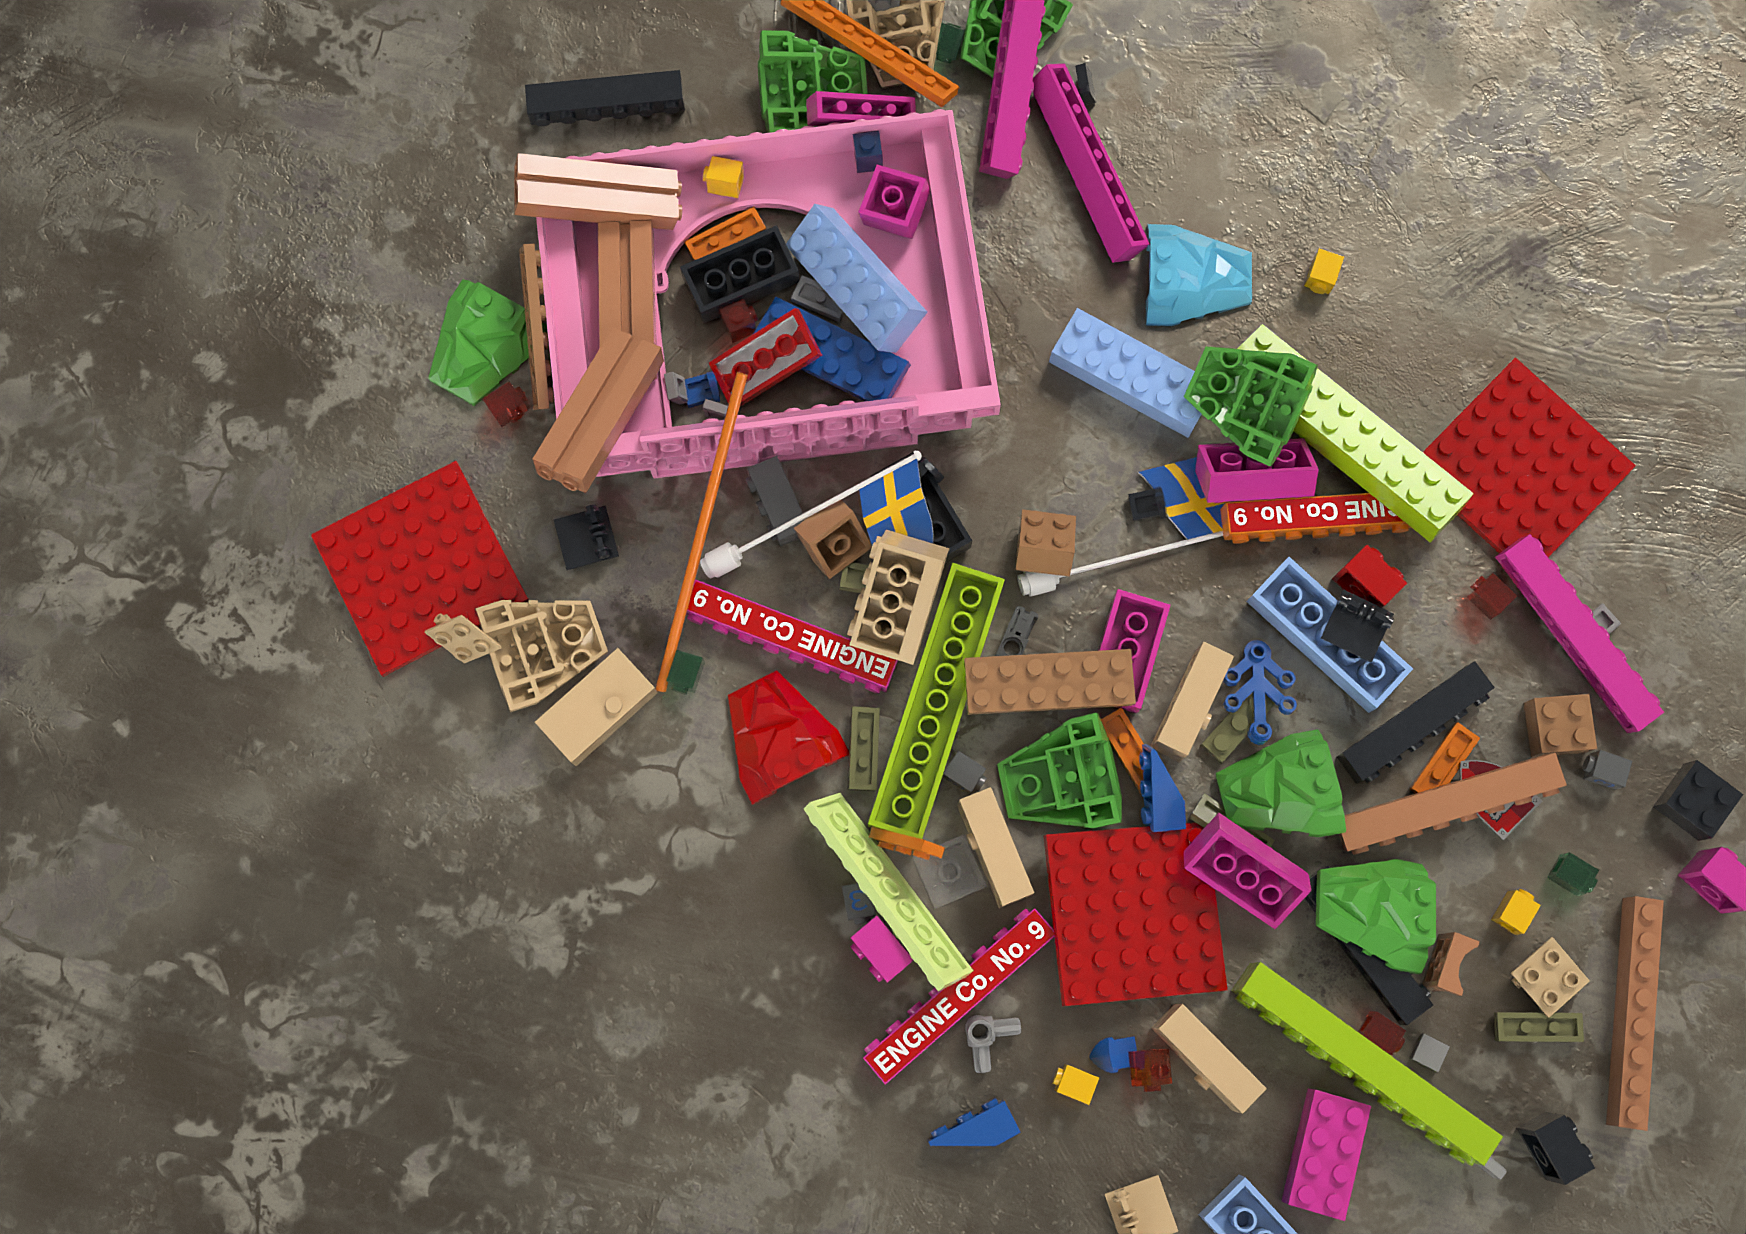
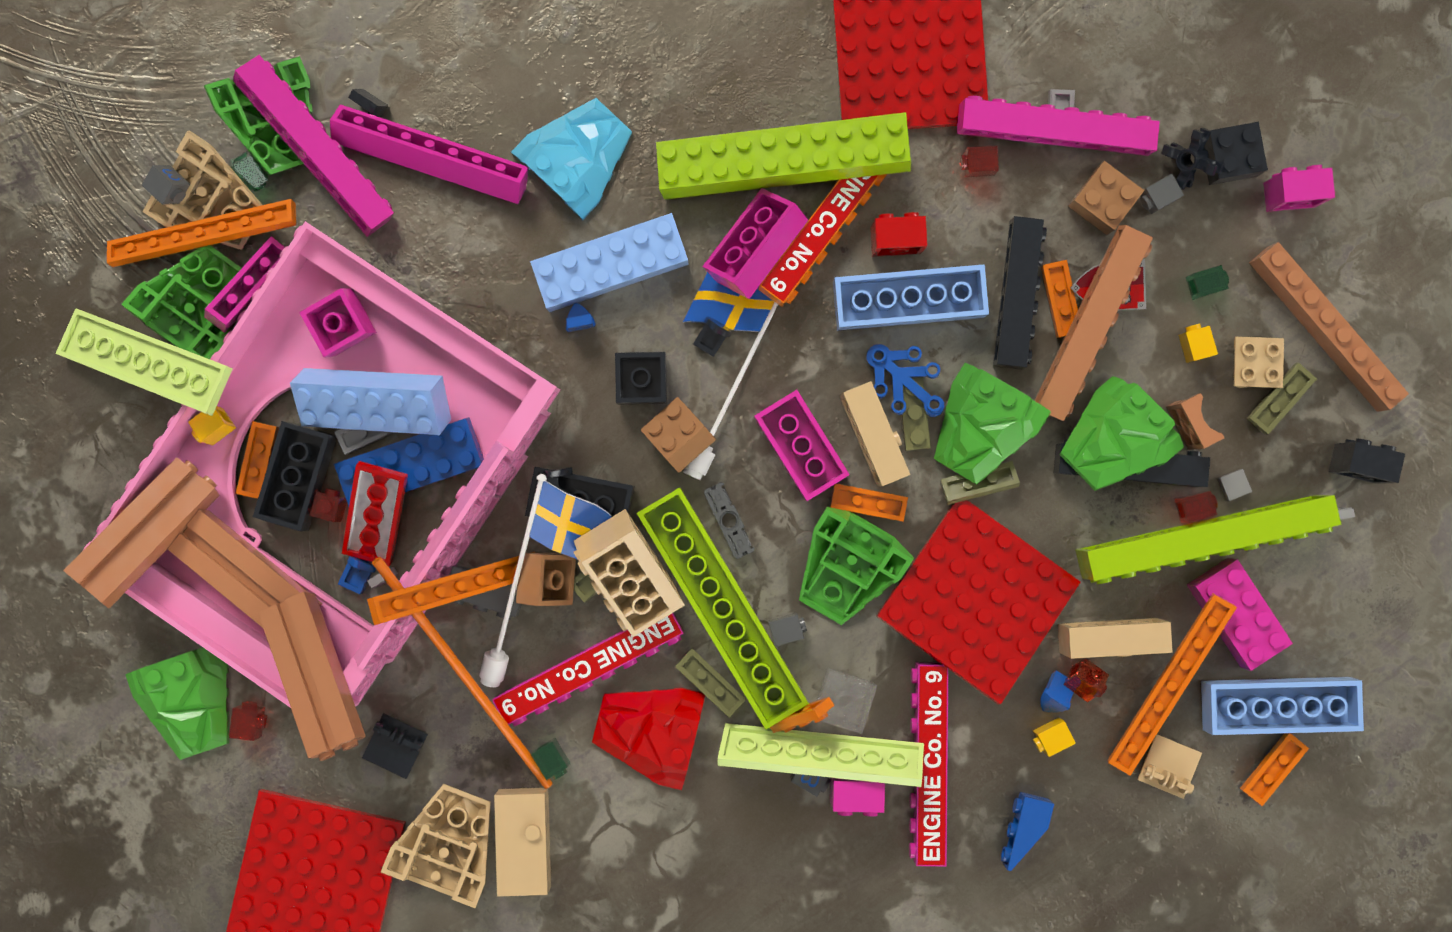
camera: 50 degrees left, 10 degrees up
(461, 638) = (393, 897): tan hinge -> none
(534, 316) = (201, 656): medium nougat plate -> none
(605, 98) = (74, 456): black brick -> none
(676, 388) = (340, 594): light grey tile -> none
(731, 84) = (144, 361): none -> yellowish green plate
(758, 451) = (442, 591): none -> orange plate
(867, 151) = (283, 306): dark blue brick -> none
(981, 1044) = (973, 775): light grey axle -> none
(994, 847) = (856, 657): tan brick -> none
(1049, 681) = (777, 521): medium nougat plate -> none
(1063, 475) = (641, 378): none -> black brick
(1064, 388) = (579, 319): none -> blue tile
(1162, 800) = (924, 515): blue slope -> none
(1214, 1143) = (1172, 683): none -> orange plate
(1247, 871) = (1018, 502): dark pink brick -> none
(1252, 396) = (704, 202): bright green wedge -> none
(1324, 271) = (655, 61): yellow brick -> none
(1357, 626) = (923, 276): black hinge -> none
(1669, 767) = (1200, 155): none -> black pin

